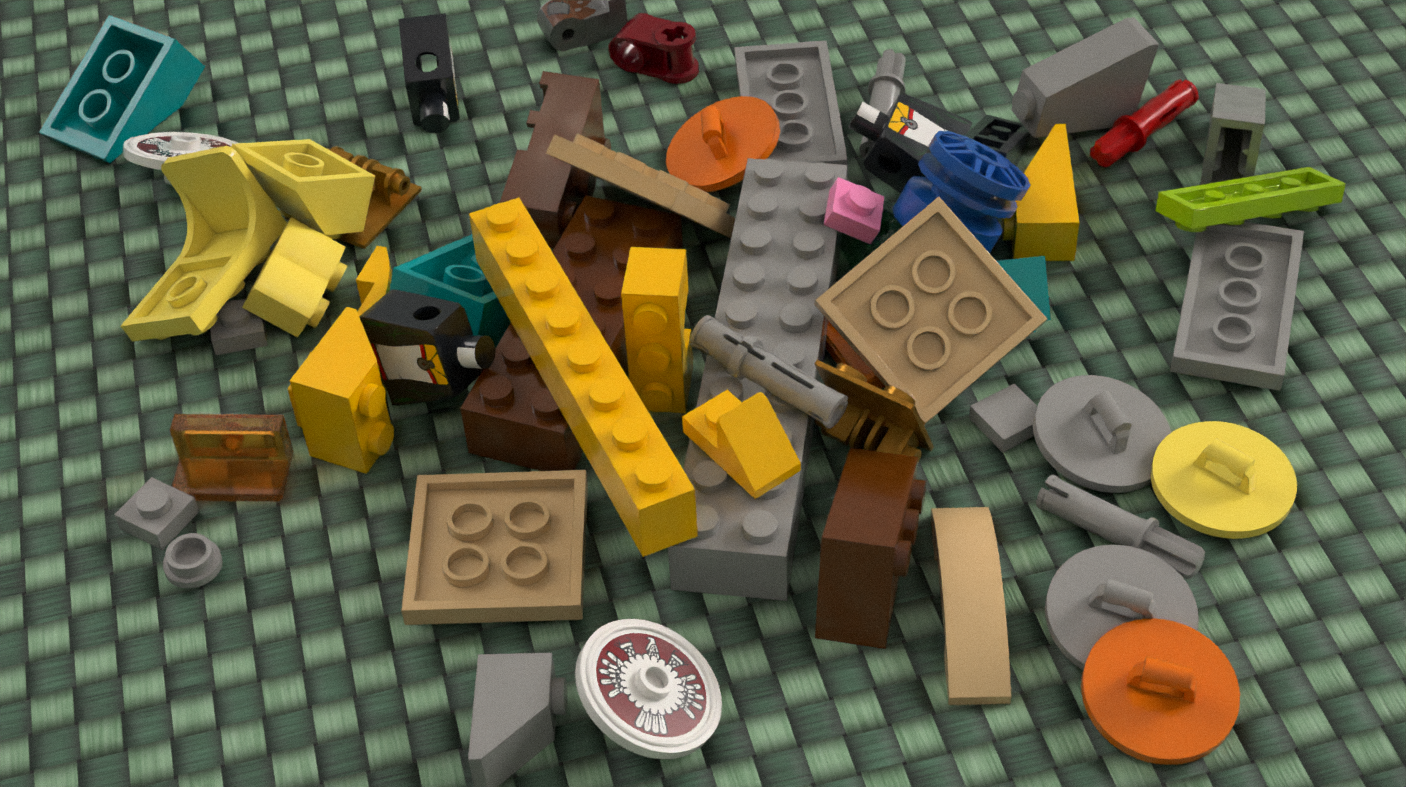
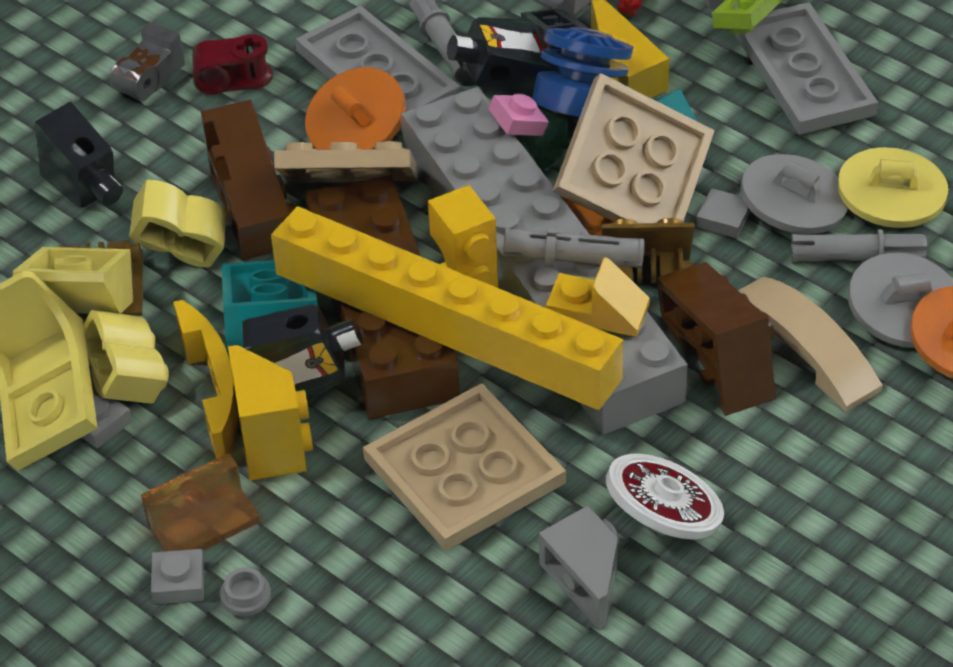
camera: 35 degrees left, 0 degrees up
(455, 171) = (178, 223): none -> light yellow brick

